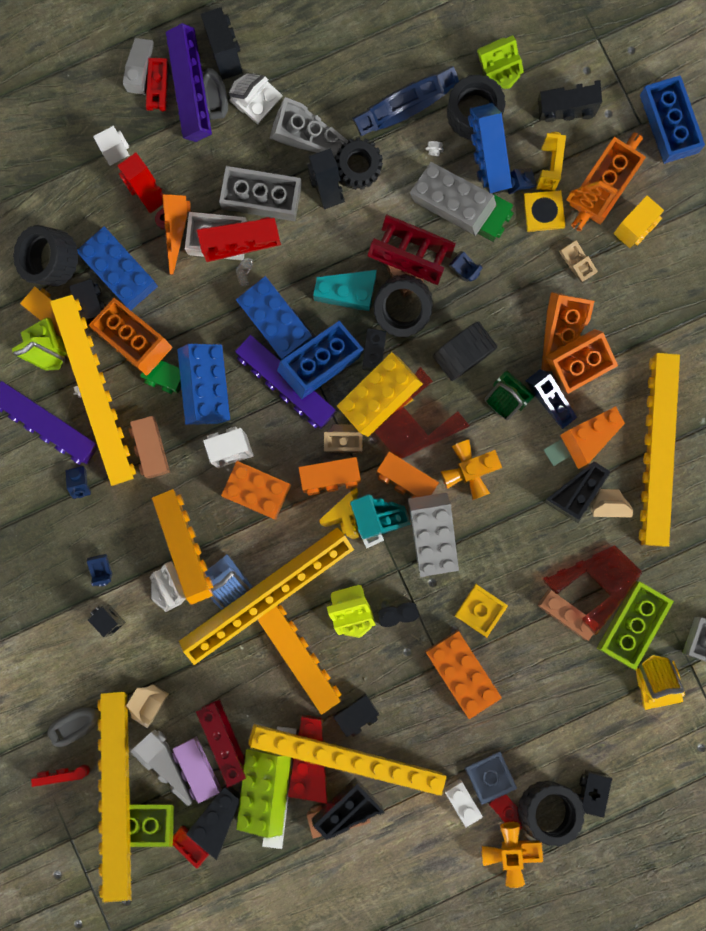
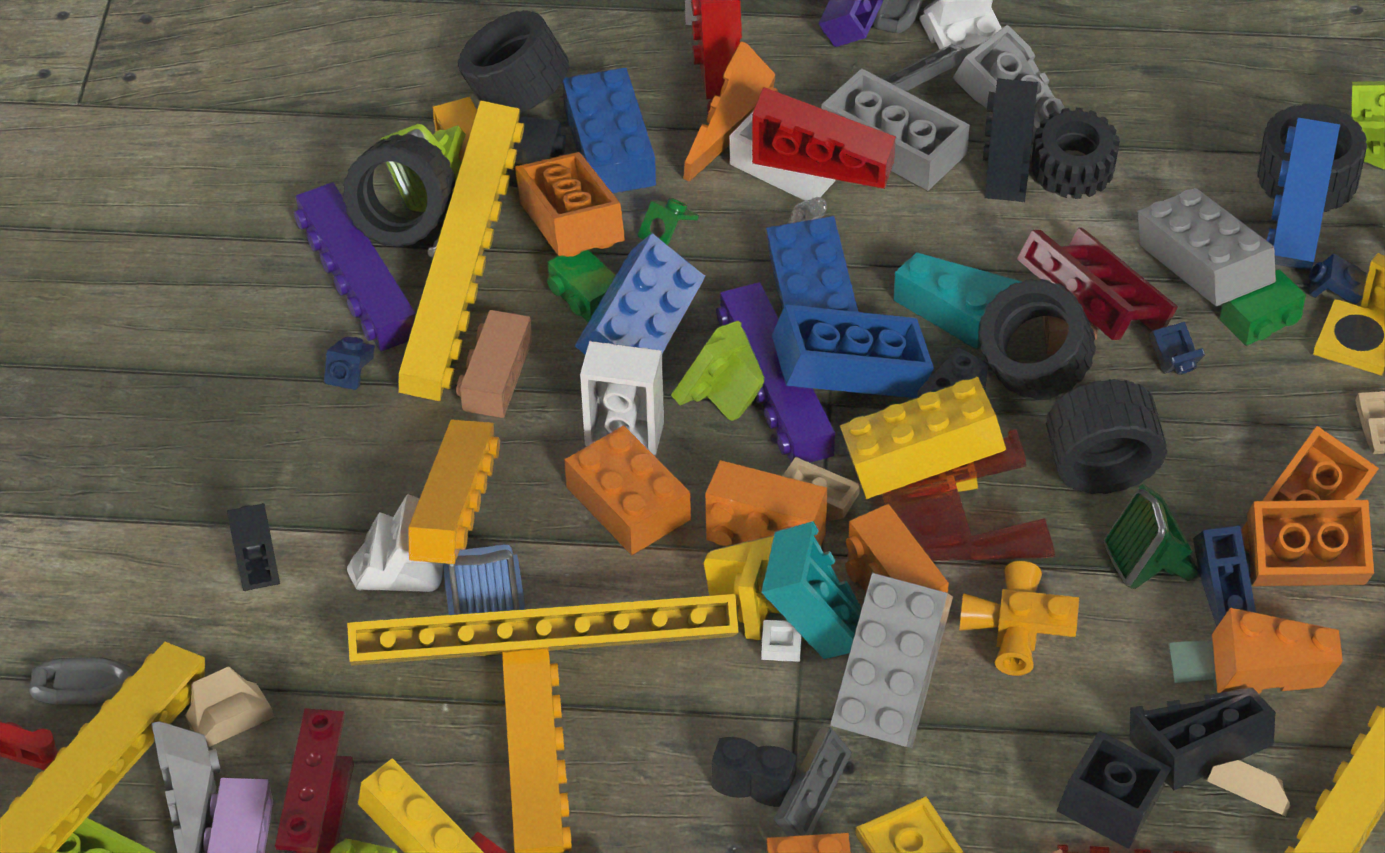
camera: 25 degrees right, 35 degrees down
(40, 361) = (367, 211): none -> black tyre
(99, 570) = (295, 484): dark blue bracket -> none
(179, 306) = (669, 213): none -> green bracket
(252, 144) = (927, 67): none -> dark grey tile
(263, 398) = (724, 373): none -> lime piece
(351, 612) = (669, 729): neon yellow piece -> none
(406, 101) = (1196, 115): dark blue piece -> none
(426, 606) = (813, 784): none -> dark grey tile
(434, 148) = (1215, 187): white plate -> none
(557, 543) = (1113, 789): none -> black brick

